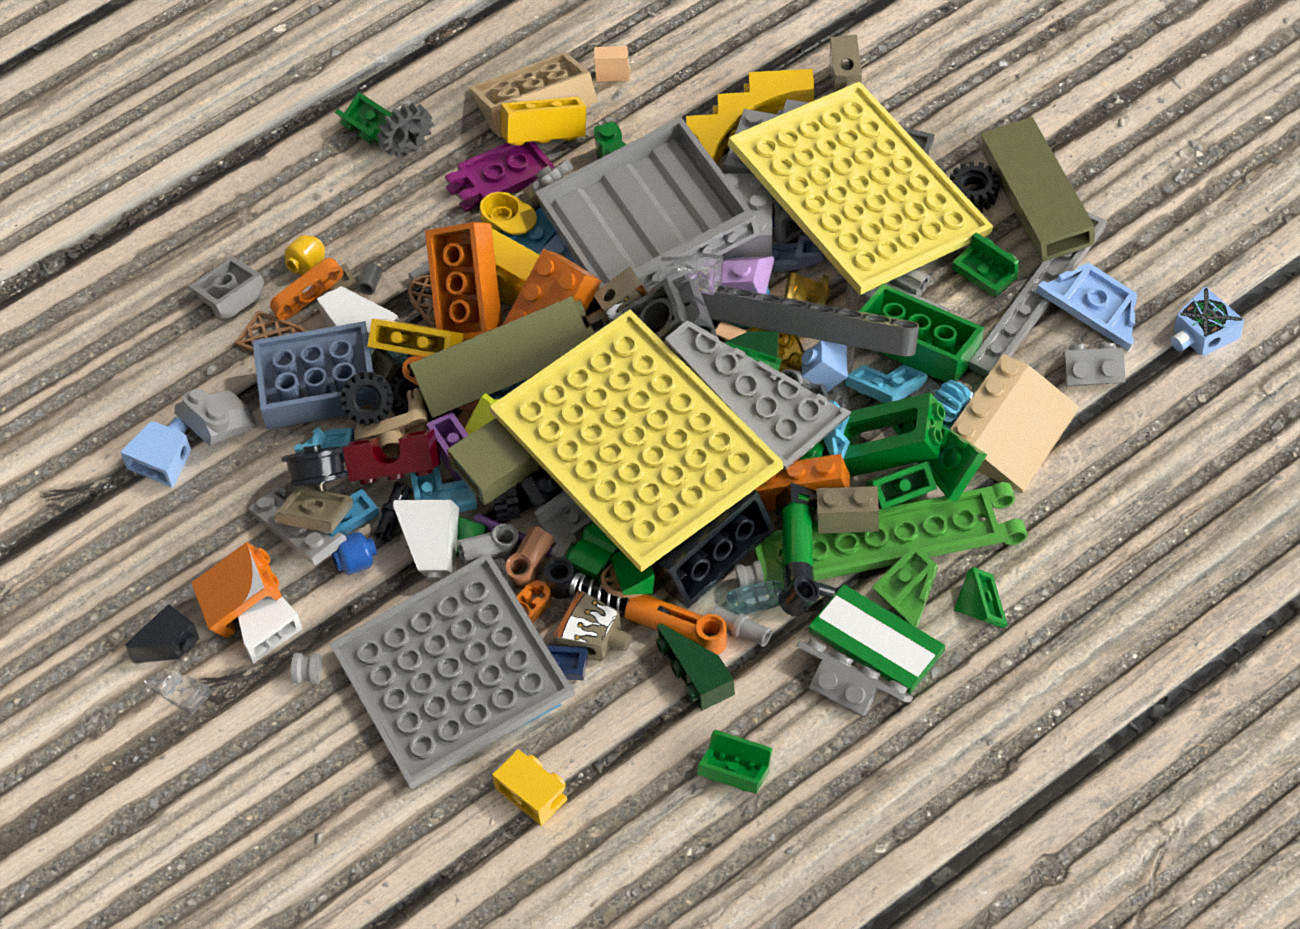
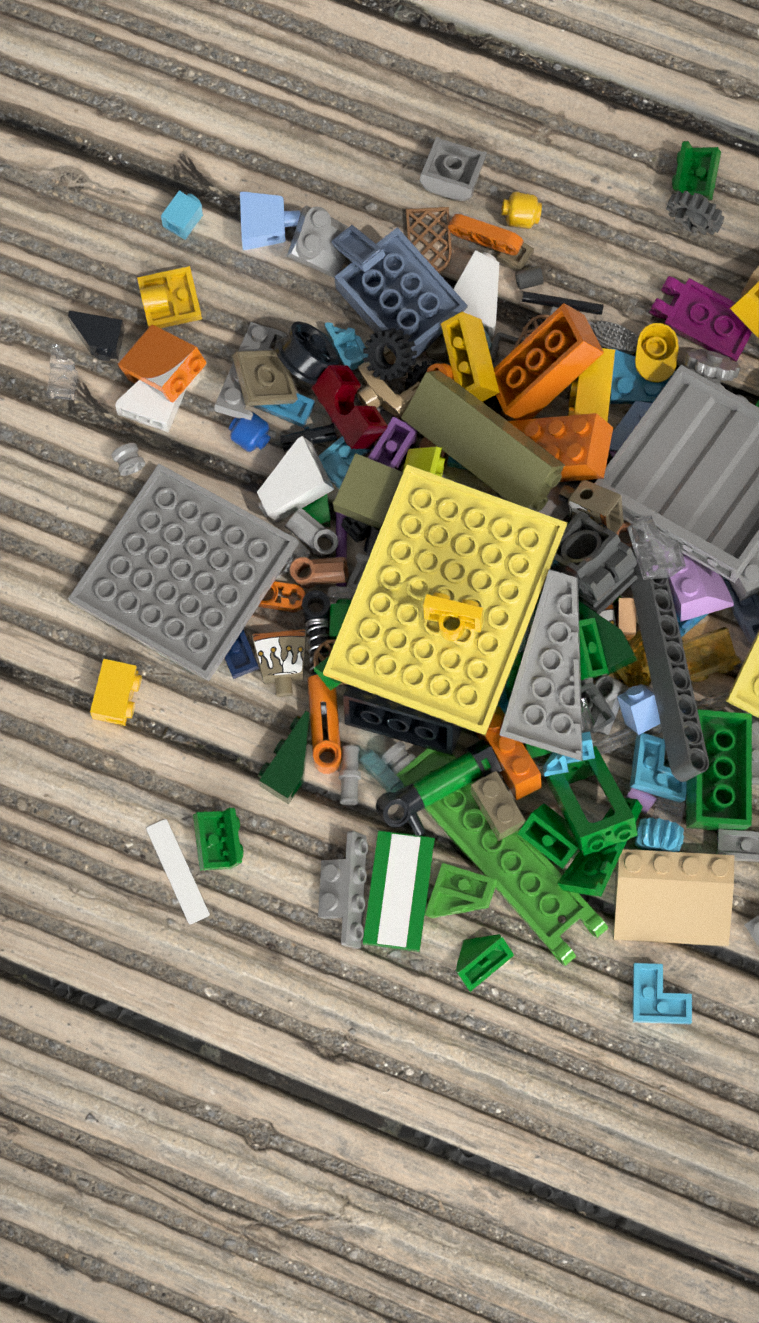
camera: 55 degrees right, 20 degrees up
(103, 514) = (182, 214): none -> medium azure brick
(174, 562) = (169, 298): none -> yellow plate
(249, 378) = (358, 248): none -> sand blue tile
(403, 272) = (547, 300): none -> black bar
(662, 416) = (441, 608): none -> yellow plate
(742, 820) = (177, 871): none -> white sticker
(1098, 485) = (653, 1005): none -> medium azure plate

